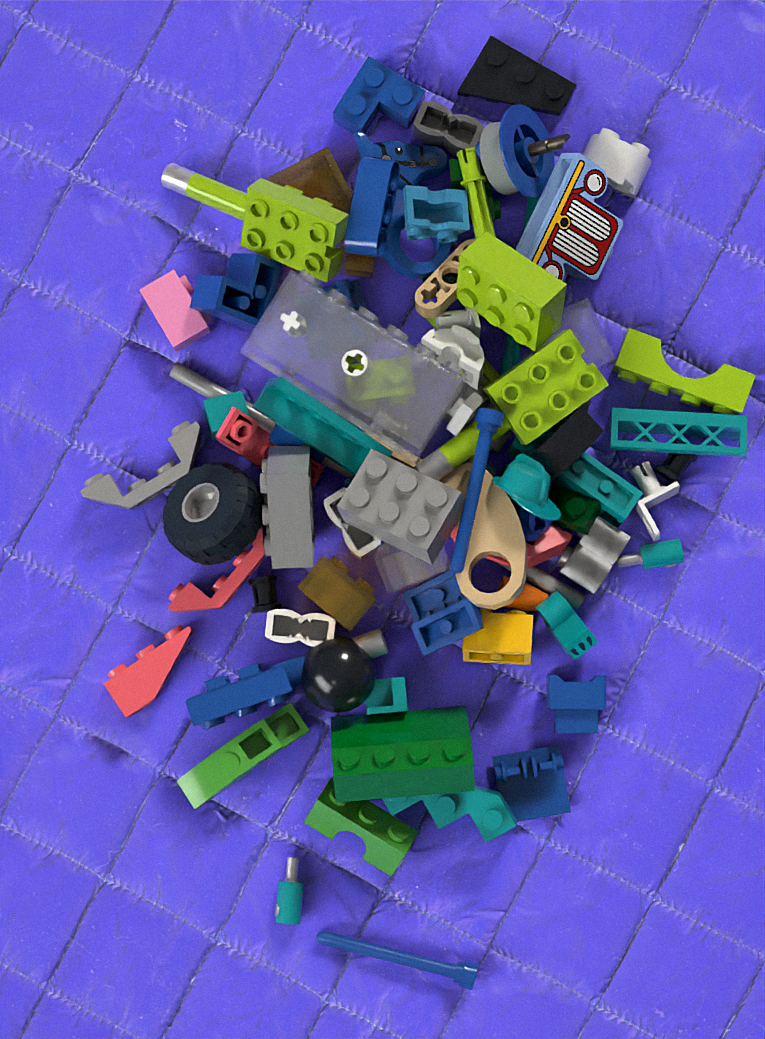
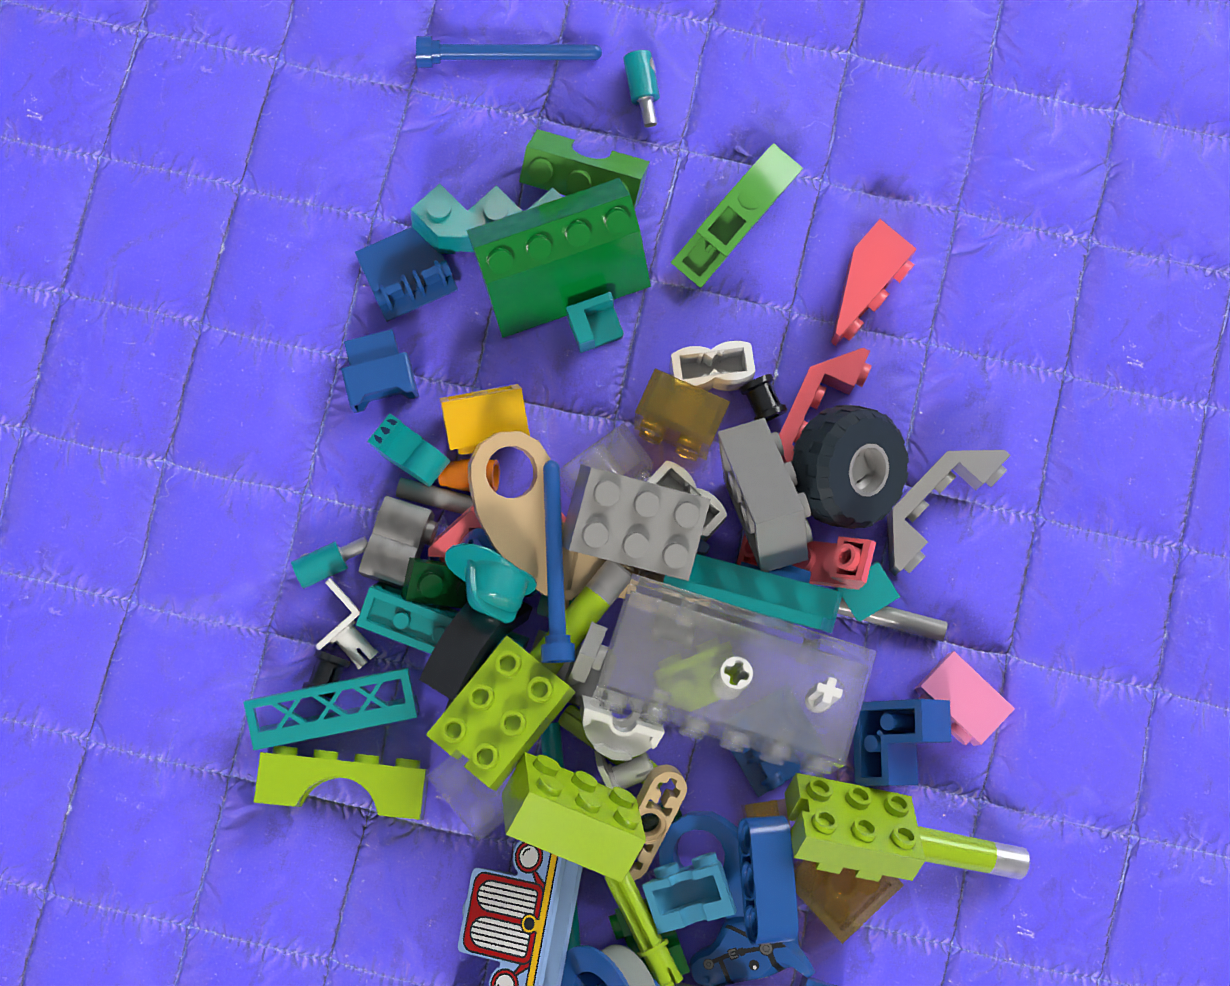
camera: 165 degrees right, 5 degrees down
(260, 686) = (724, 298): blue piece -> none
(338, 675) = (655, 326): black piece -> none
(441, 613) = (556, 420): blue slope -> none

